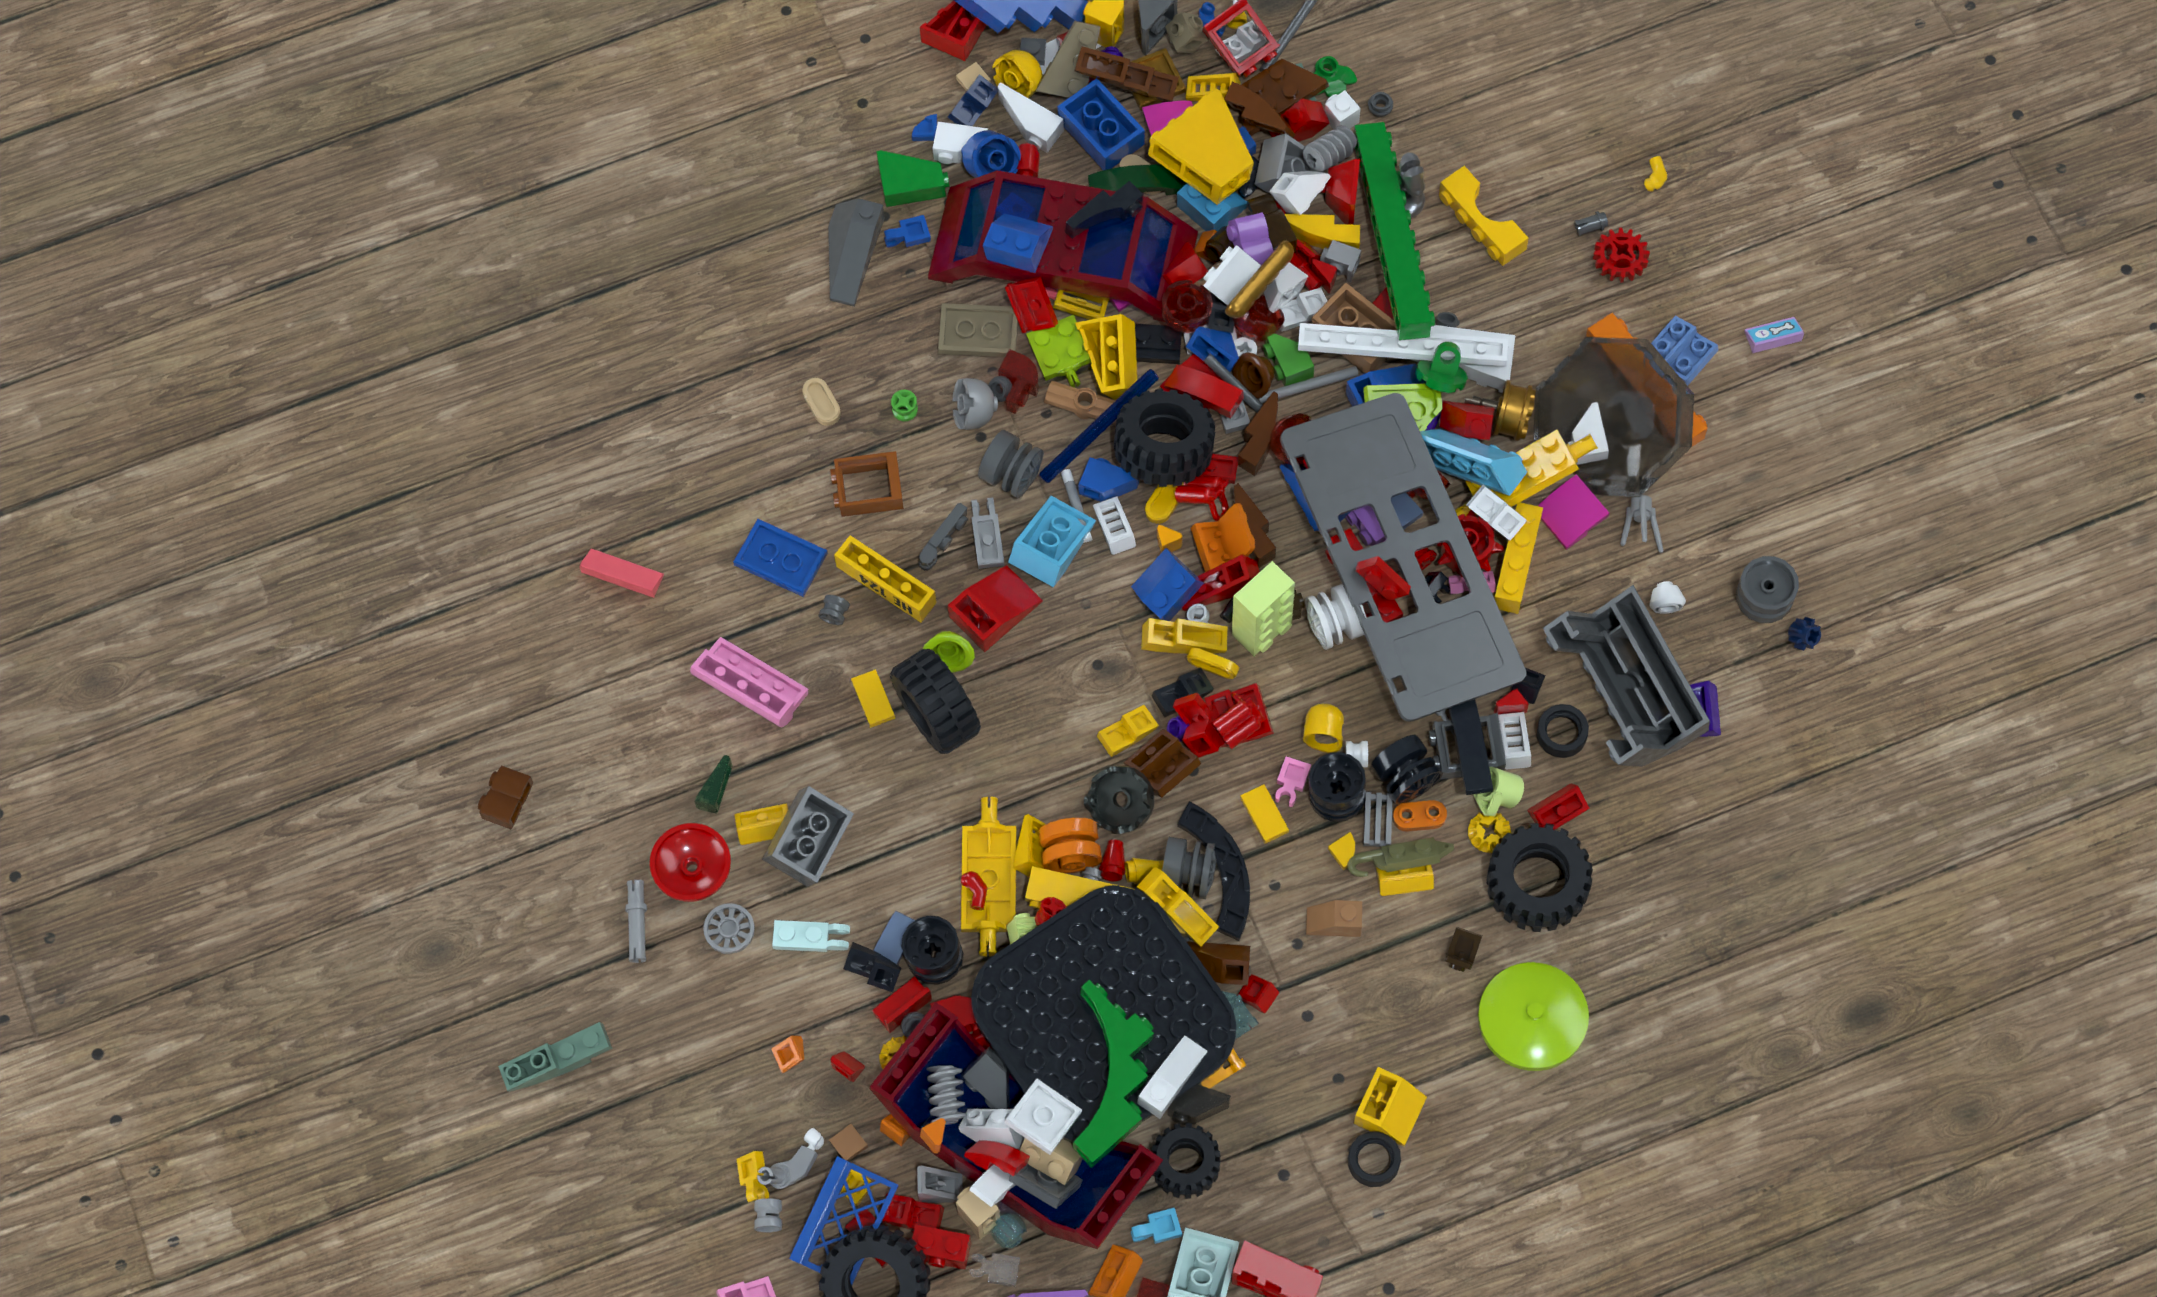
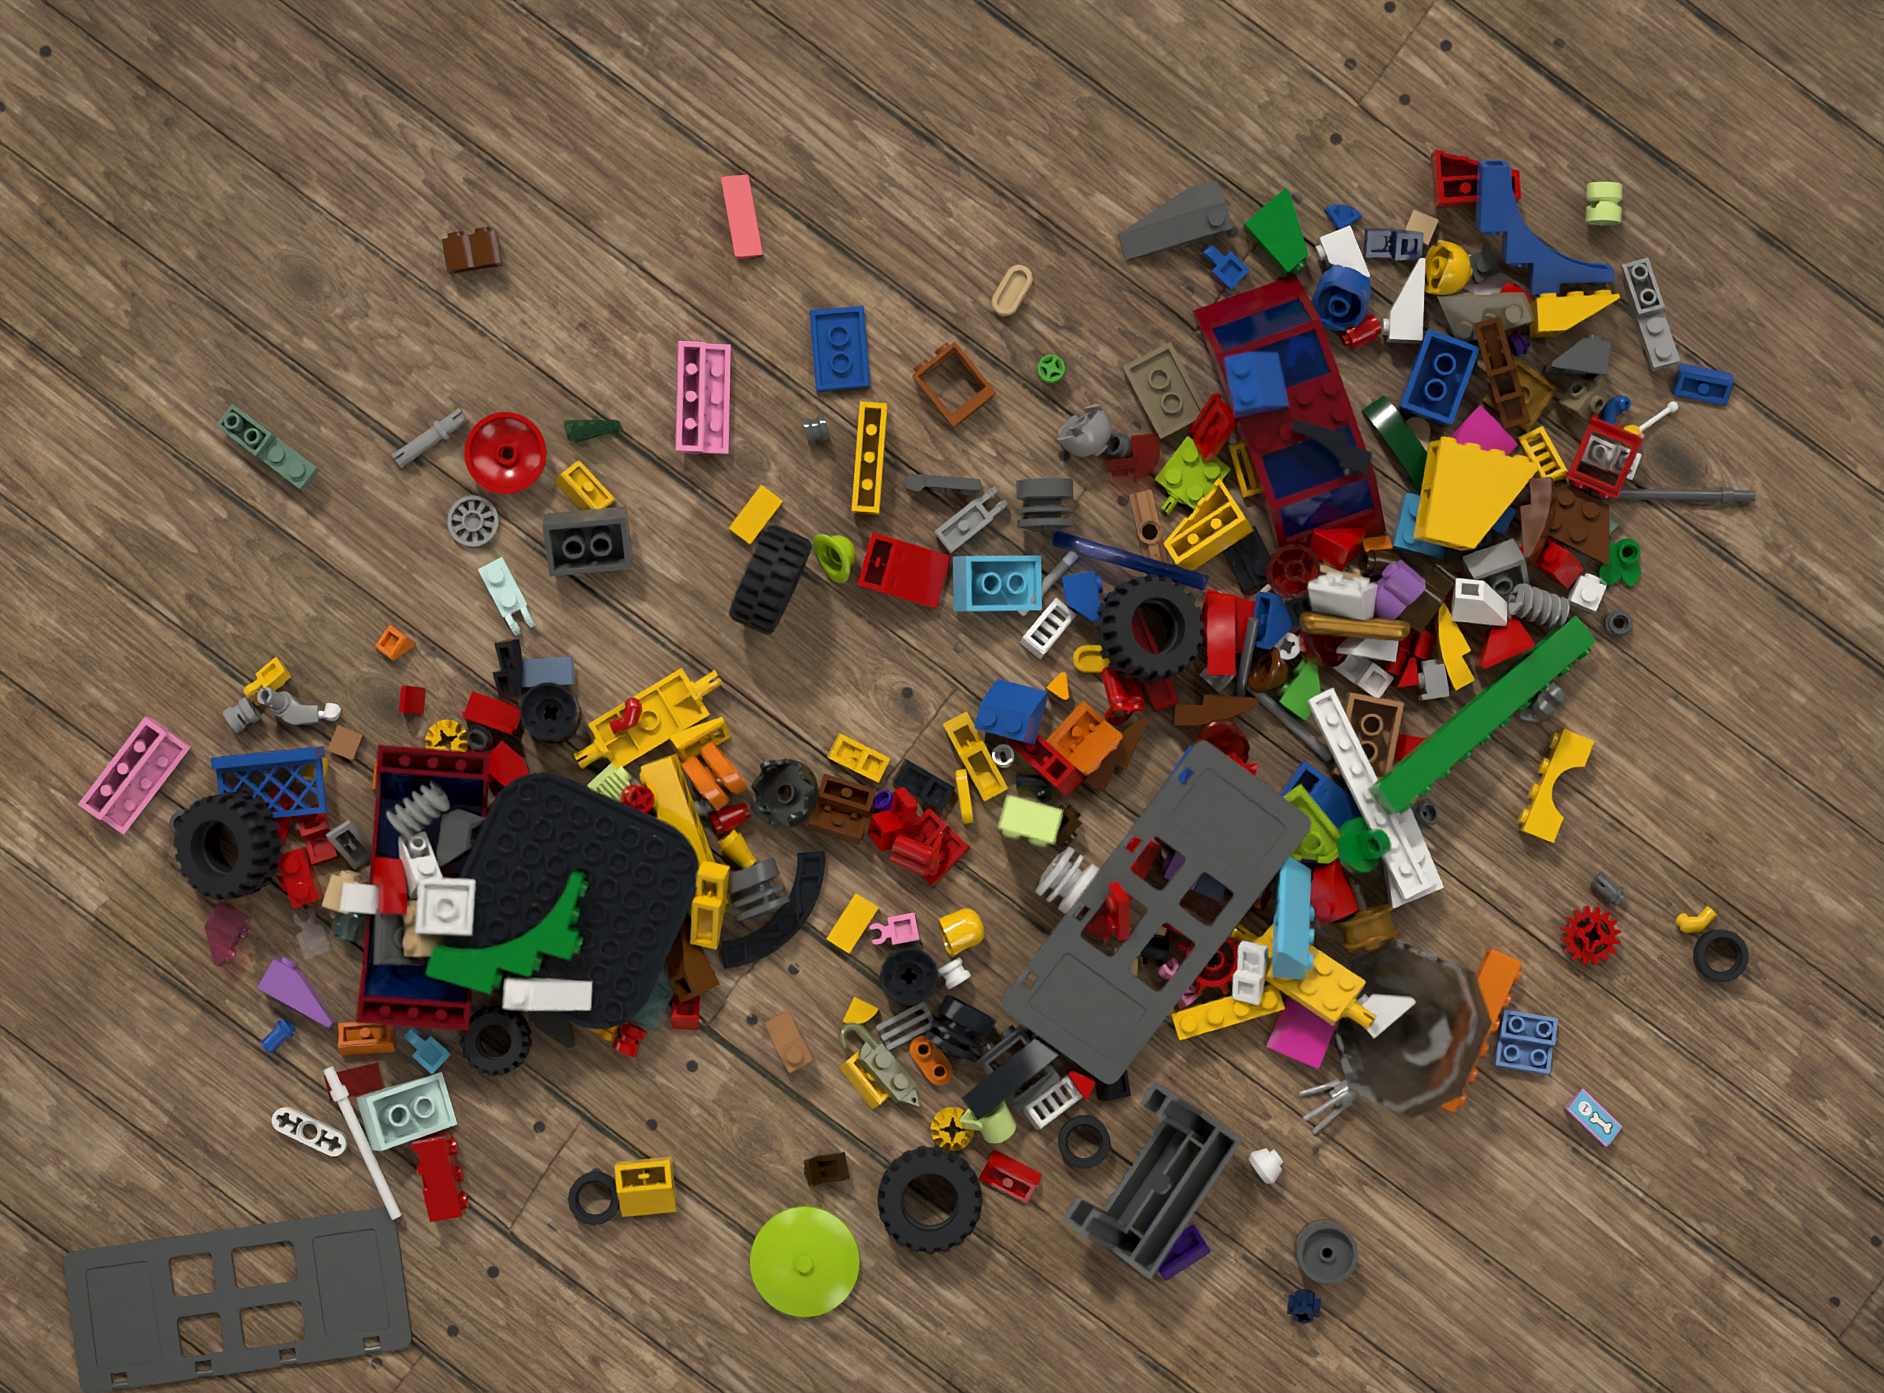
camera: 55 degrees right, 20 degrees up
(933, 1134) = (375, 822): orange slope -> none
(1254, 1052) = (628, 1040): none -> red wheel
(1700, 153) = (1740, 963): none -> black tyre

